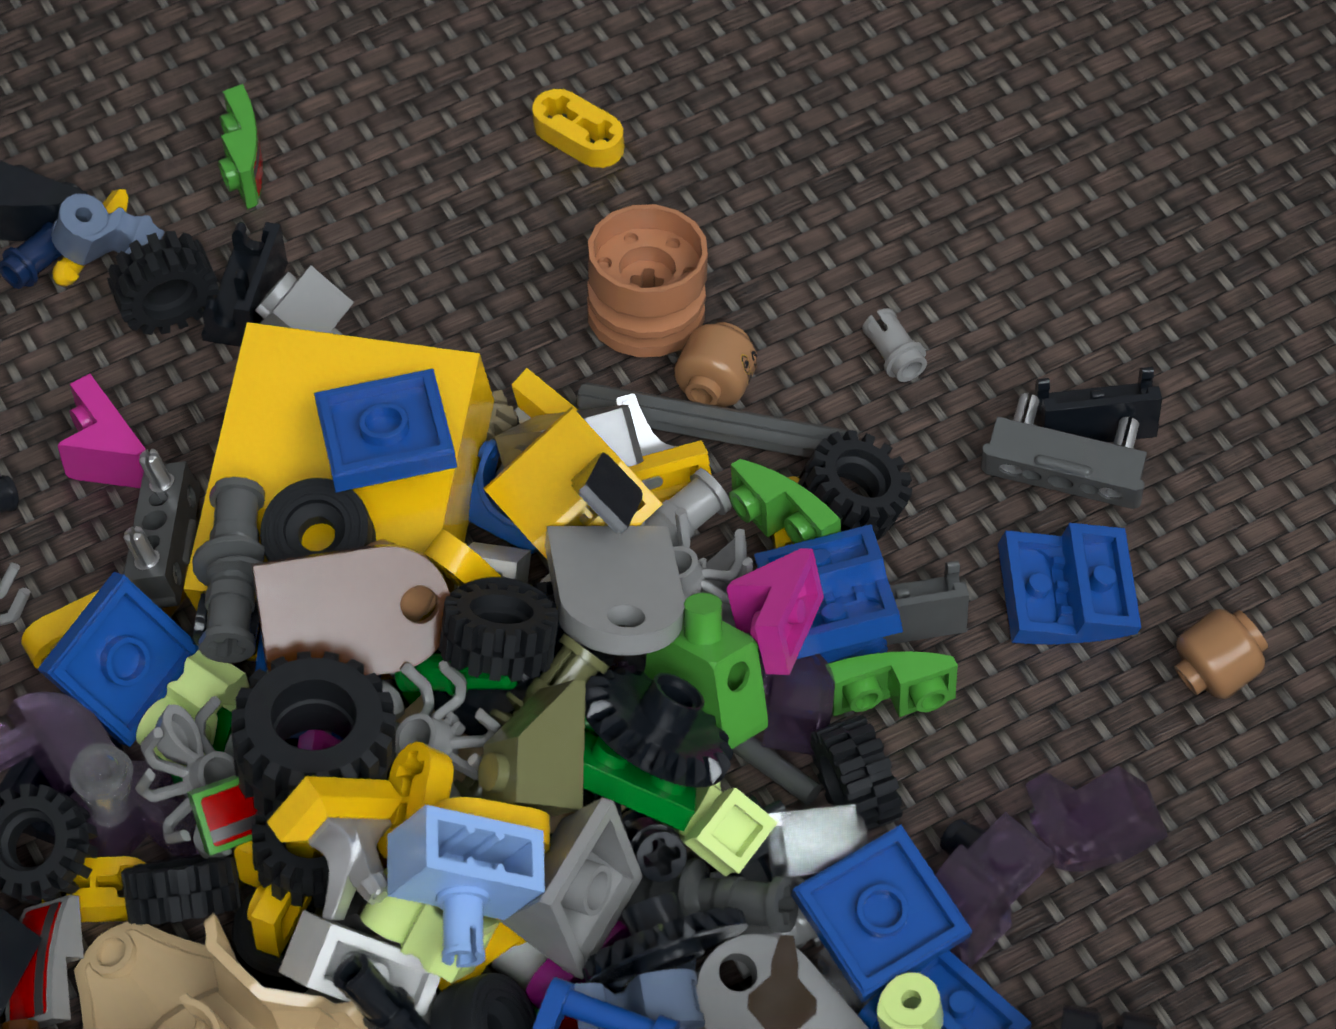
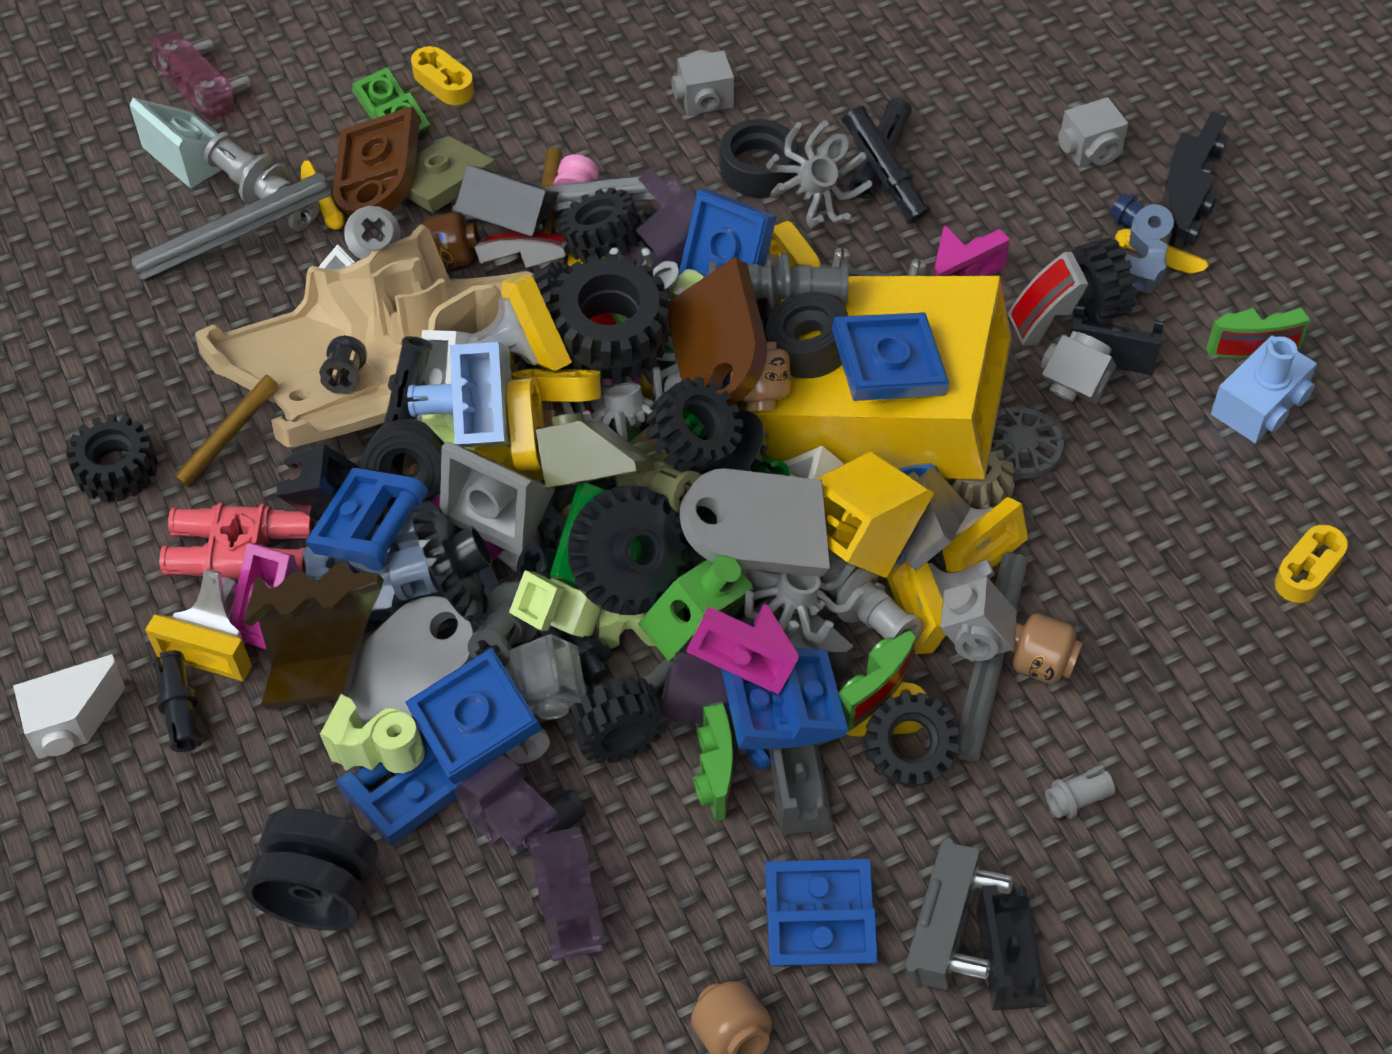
camera: 90 degrees right, 0 degrees up
(103, 782) = (627, 234): clear cone -> none
(194, 337) = (1048, 294): none -> slope
(331, 143) = (1265, 389): none -> light blue brick
(458, 560) = (790, 435): yellow beam -> none
(608, 491) = (837, 508): black slope -> none
(646, 280) = (1121, 589): nougat wheel -> none
(699, 410) = (978, 620): none -> light grey brick

